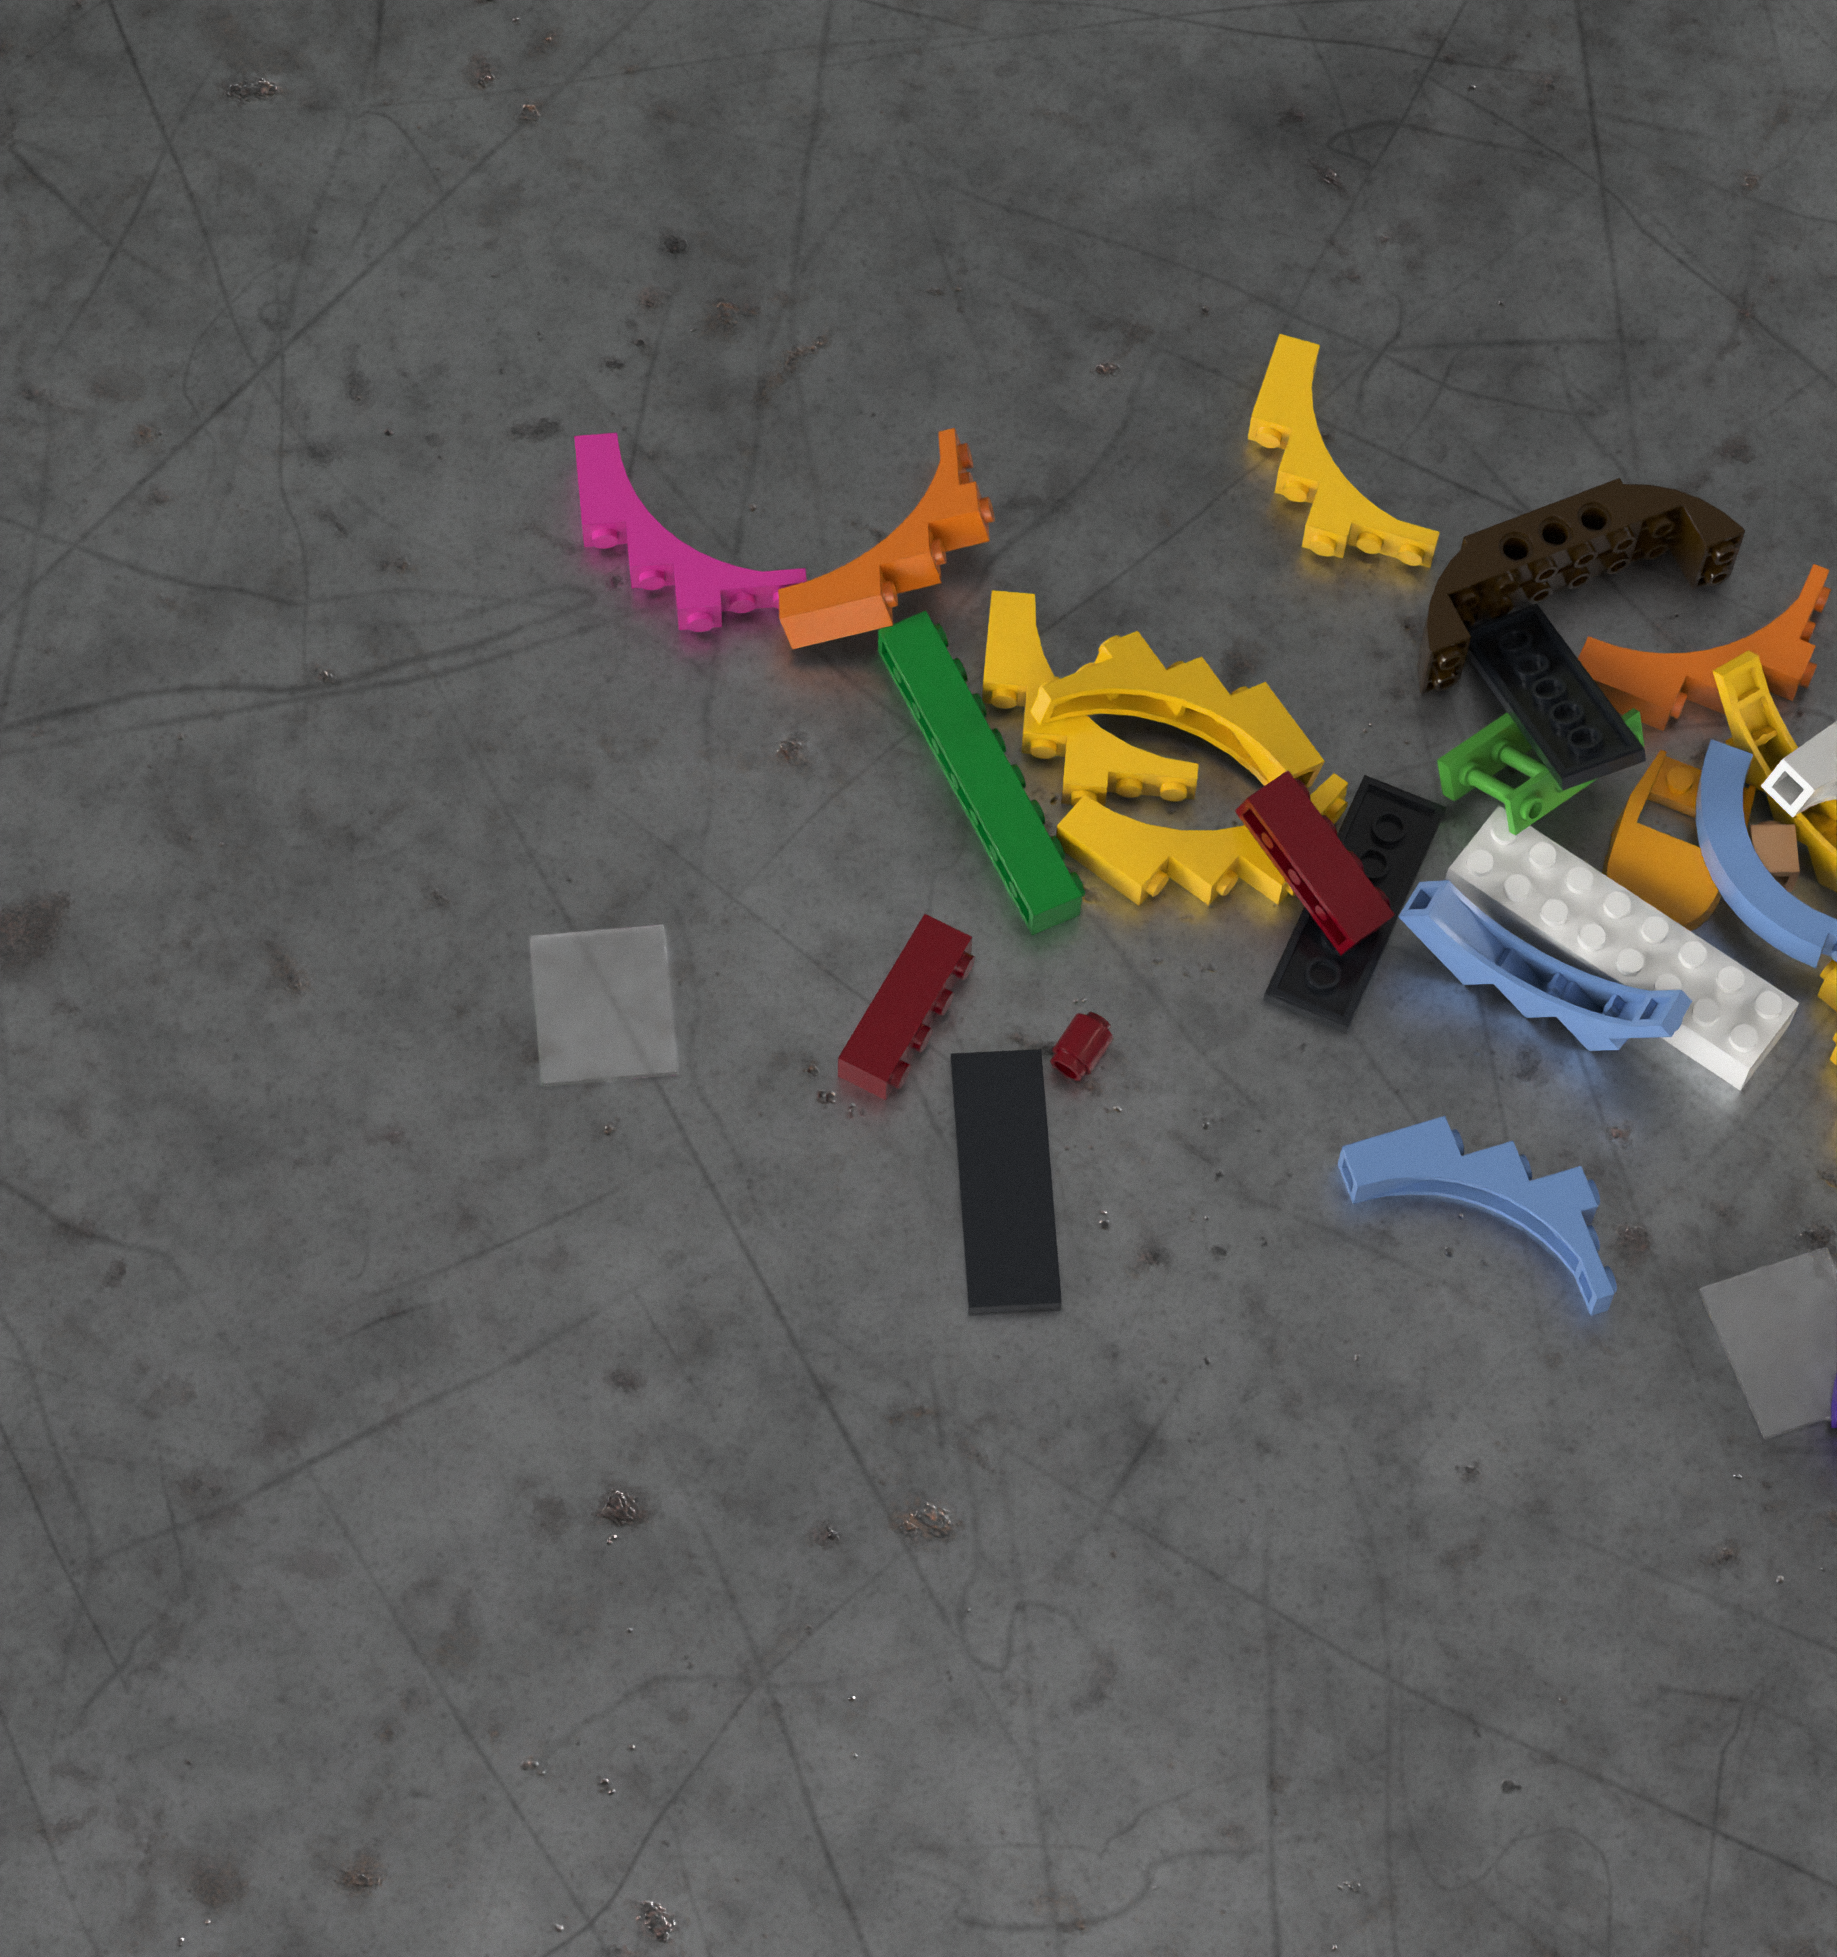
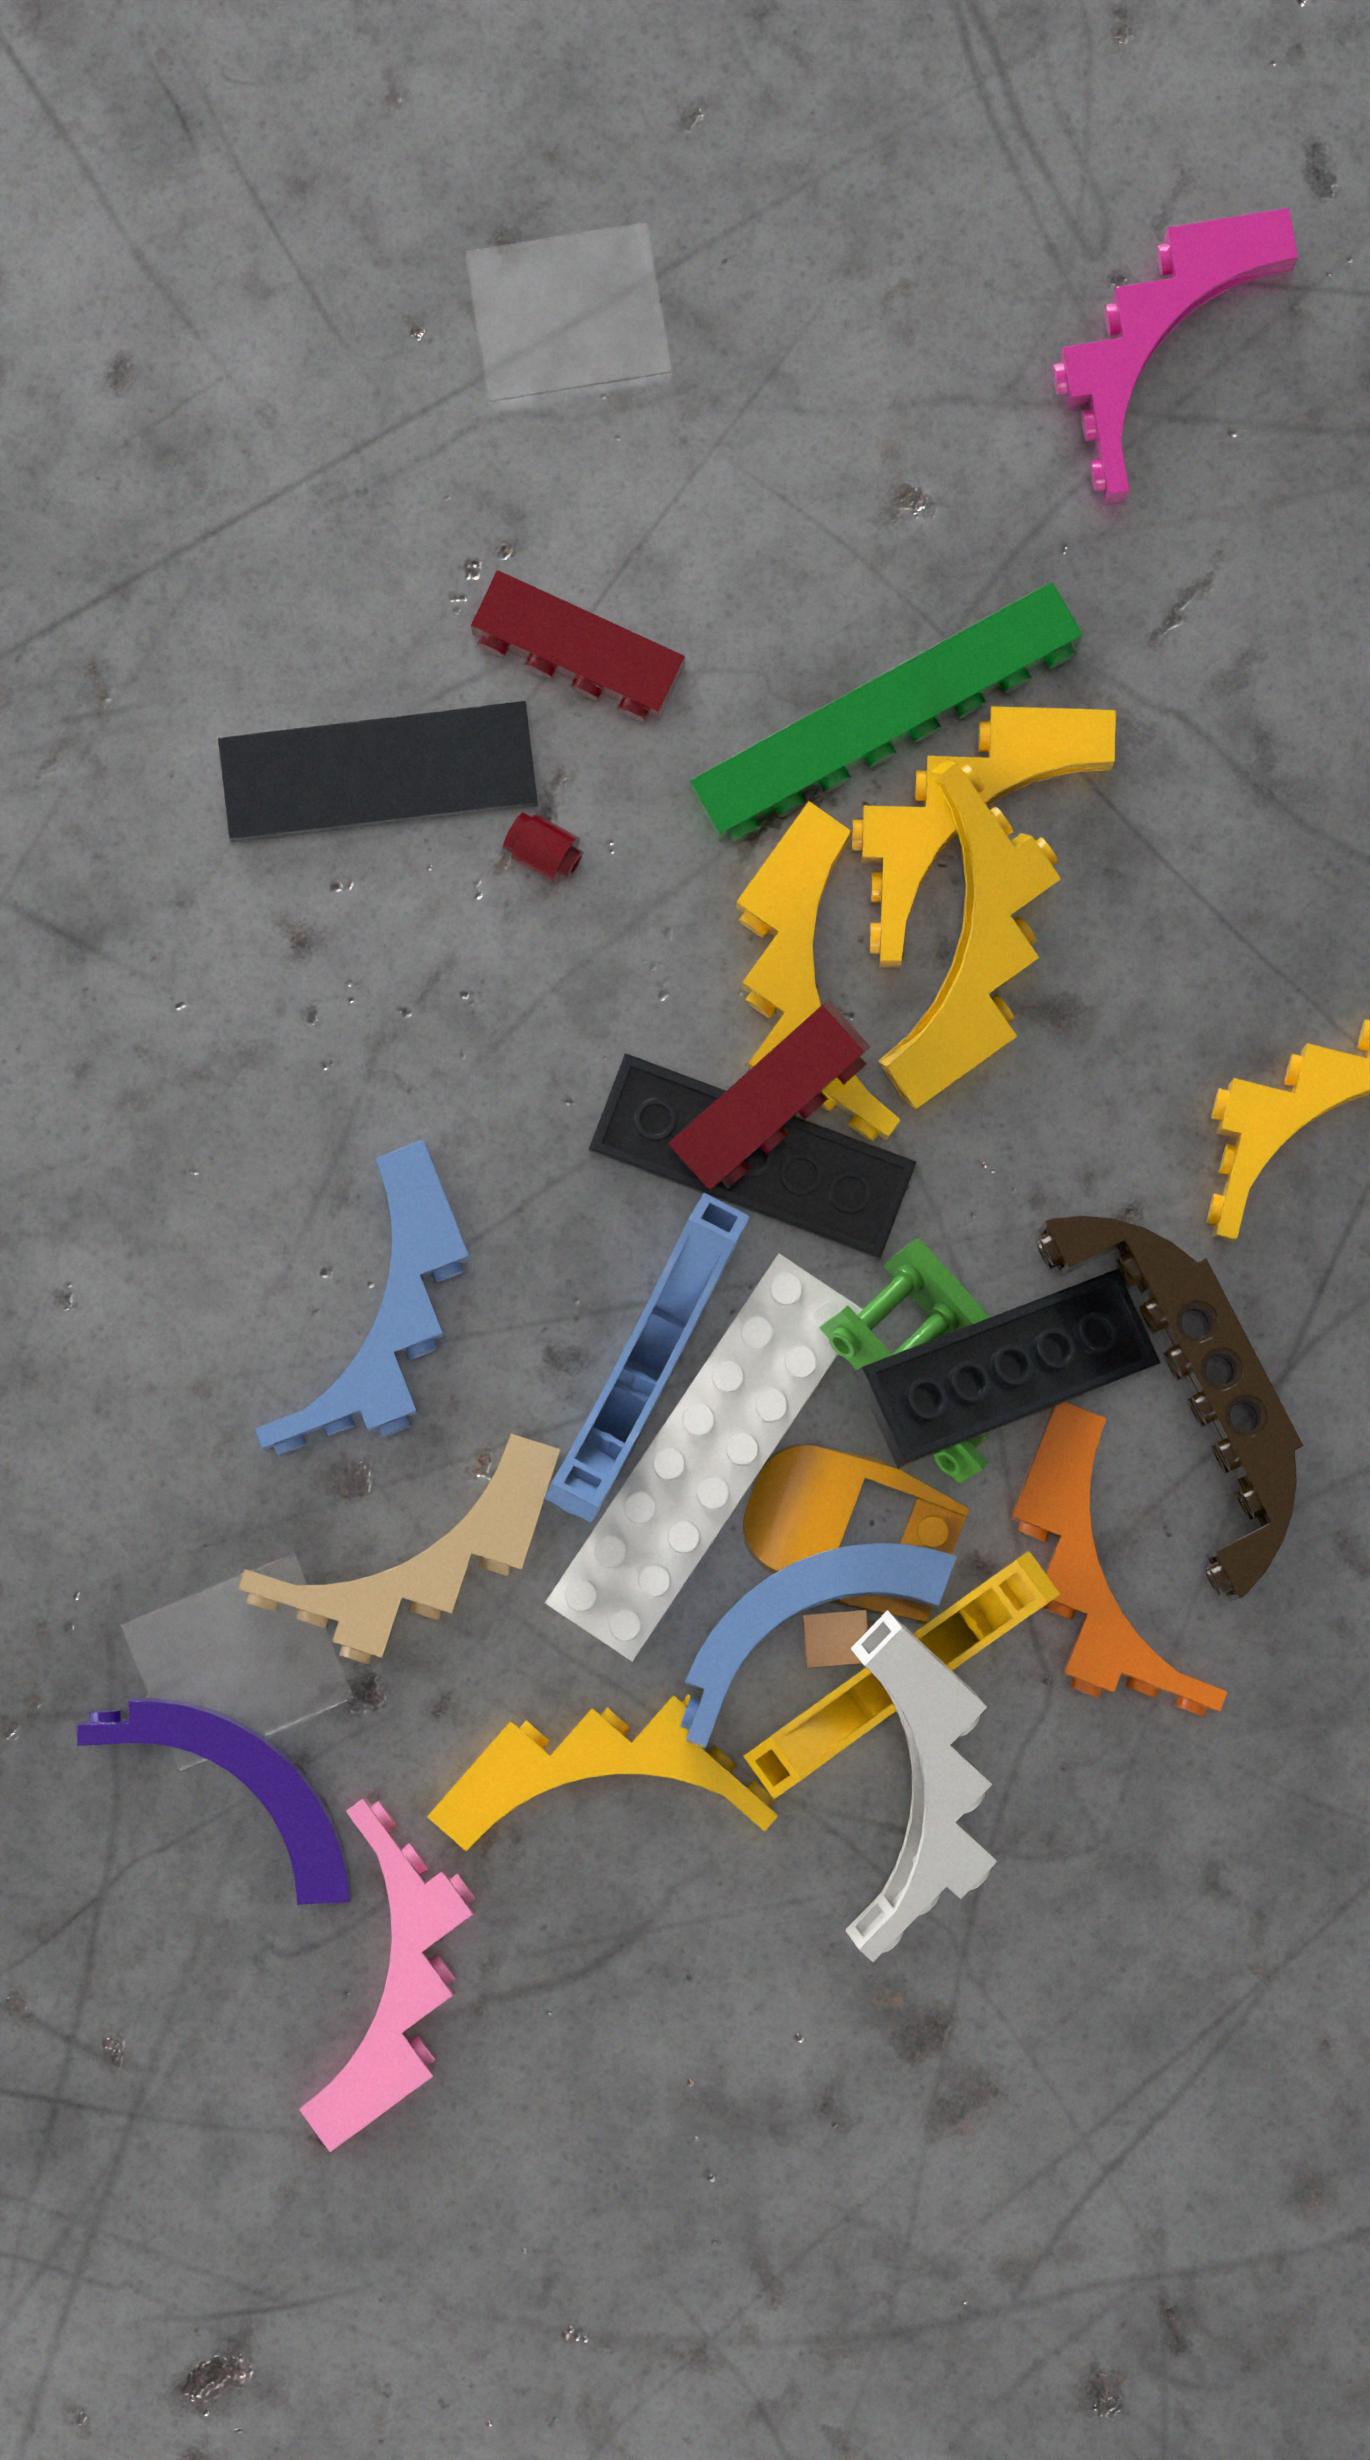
camera: 90 degrees right, 20 degrees up
(865, 590) = (1148, 613): orange arch -> none
(1683, 1121) = (494, 1529): none -> tan arch

